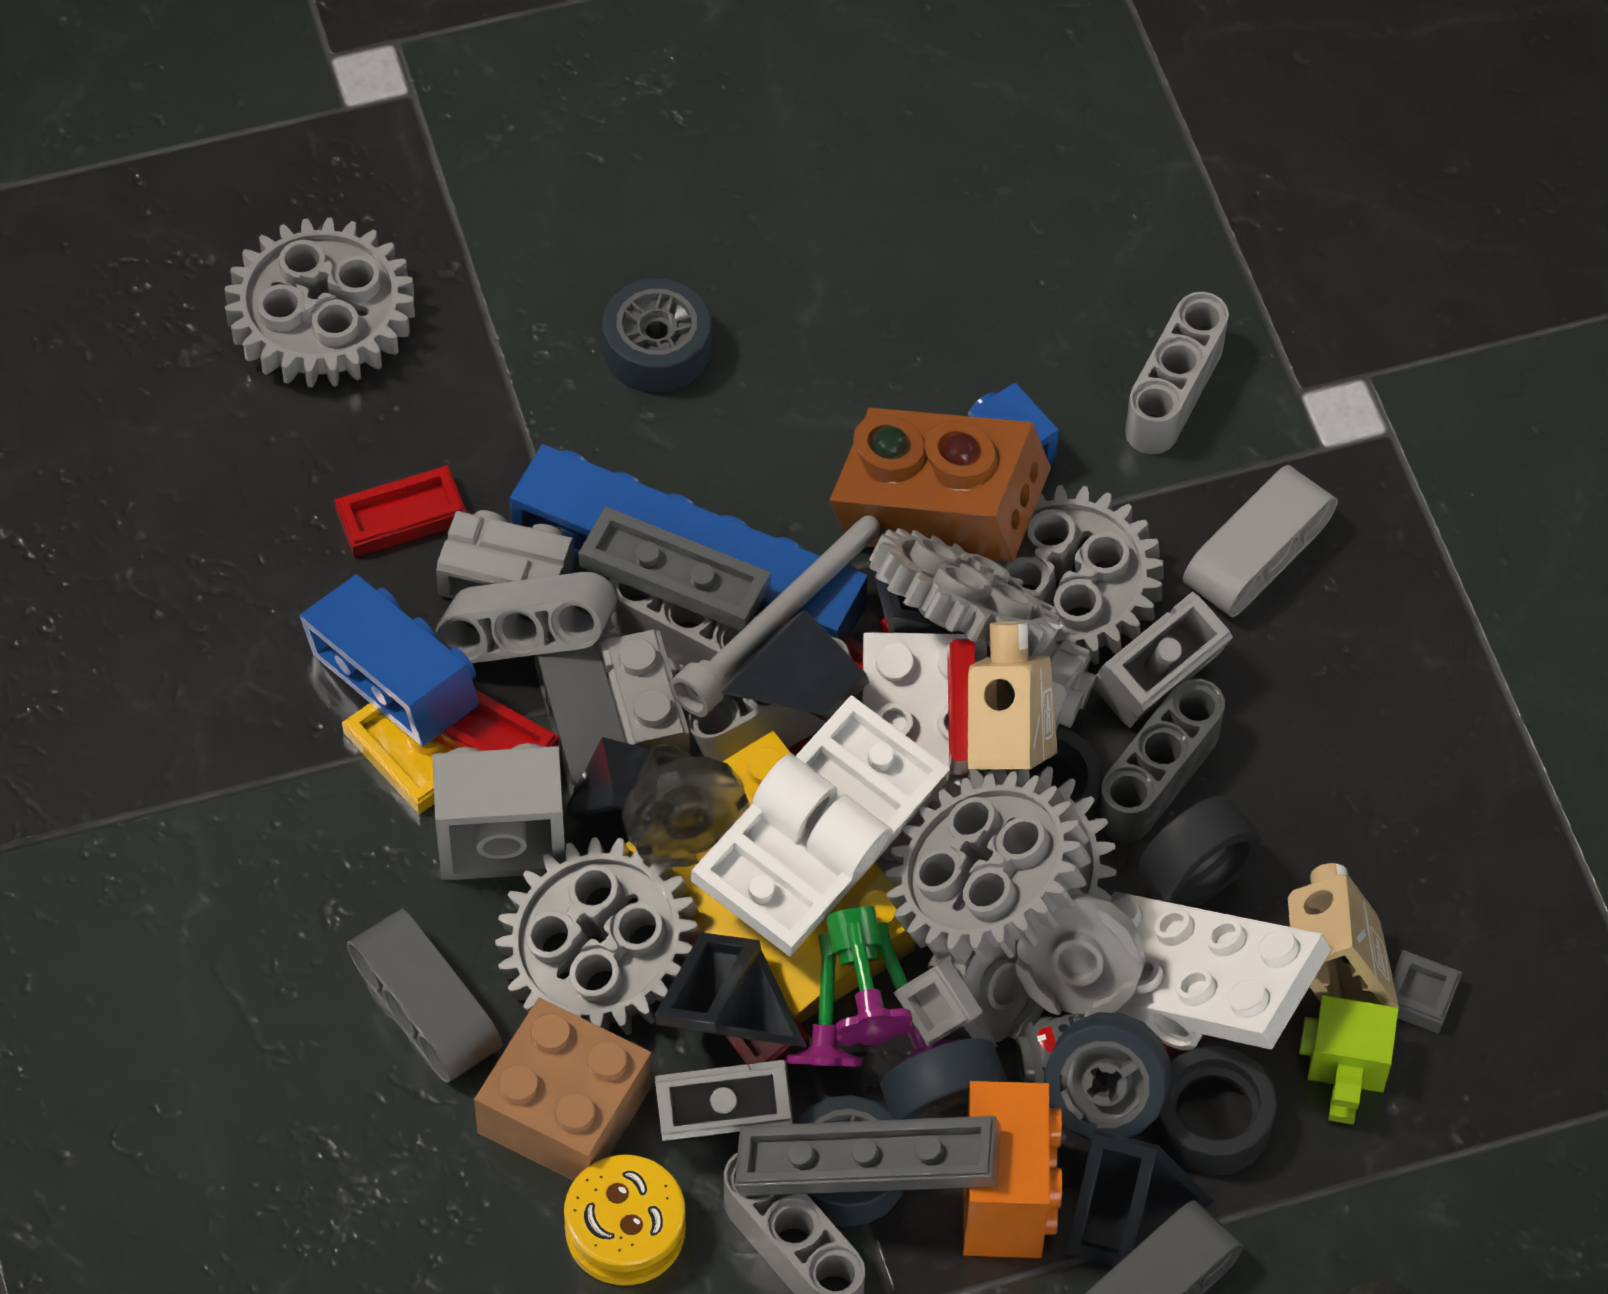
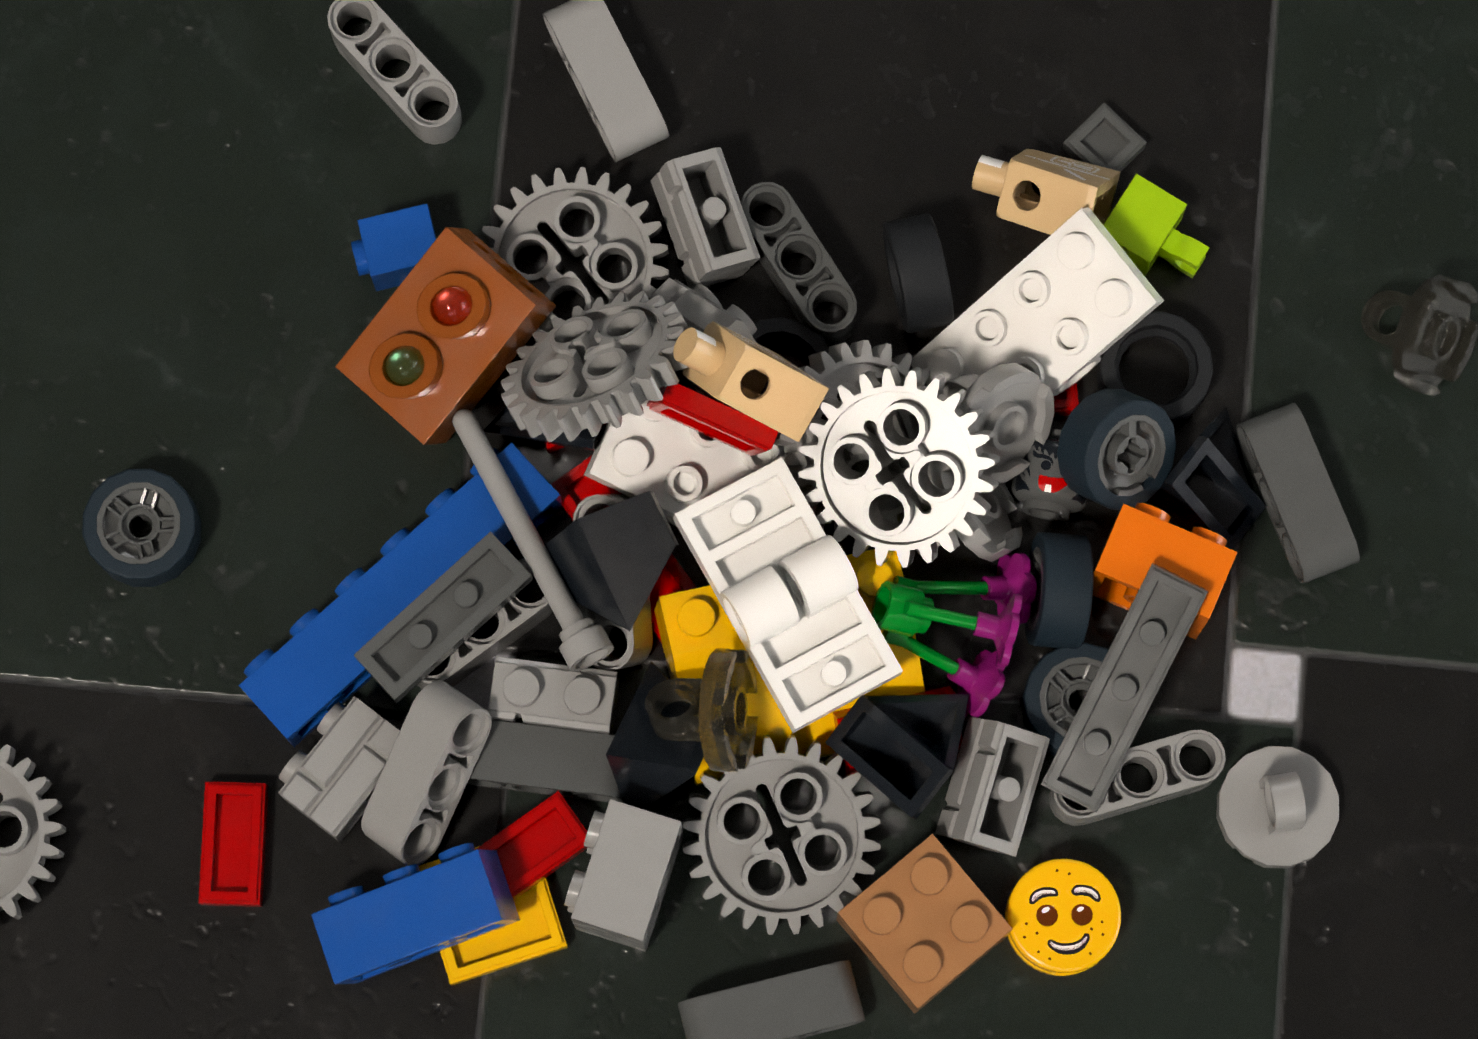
camera: 65 degrees left, 20 degrees up
(938, 1002) = (991, 563): light grey tile -> none

